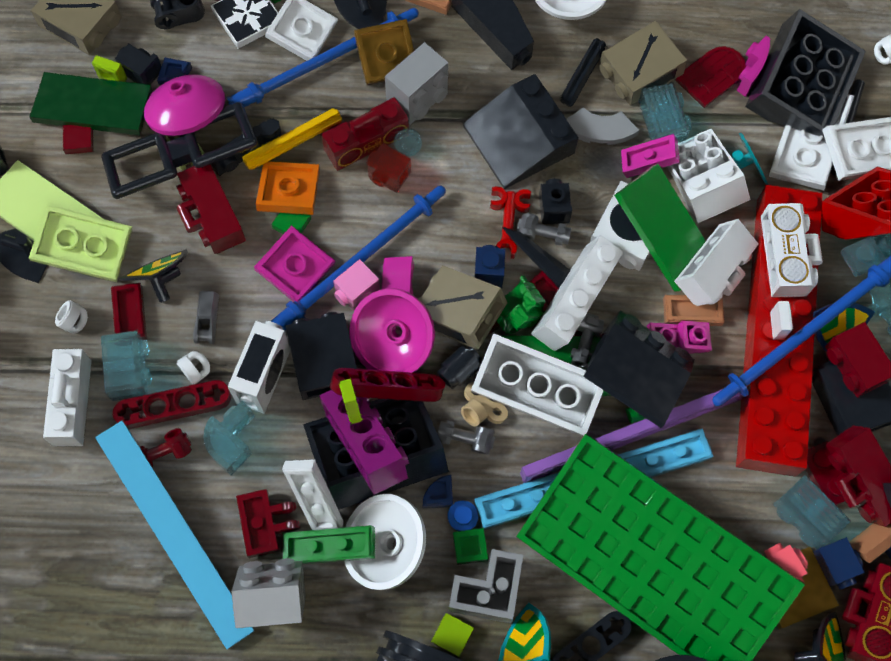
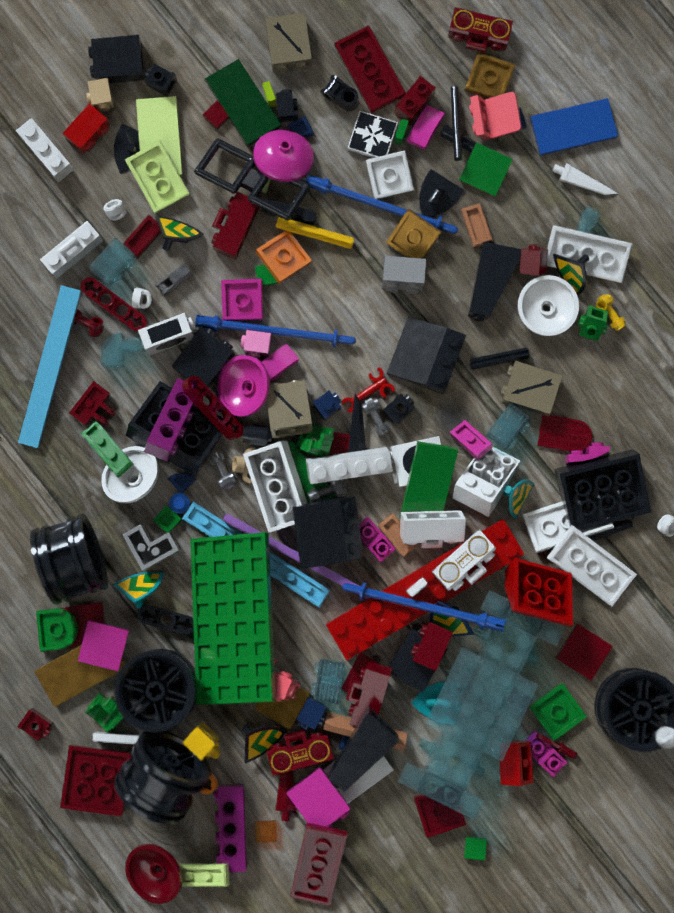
camera: 50 degrees right, 15 degrees up
(269, 593) = (57, 441): light grey brick -> none
(312, 494) = (121, 421): white tile -> none
(350, 401) = (181, 399): lime tile -> none
(361, 136) = (350, 270): dark red piece -> none
(388, 168) = (341, 300): clear red brick -> none
(408, 142) = (367, 297): clear light blue plate -> none
(452, 635) = (115, 546): lime tile -> none
(602, 129) = (469, 397): light grey tile -> none

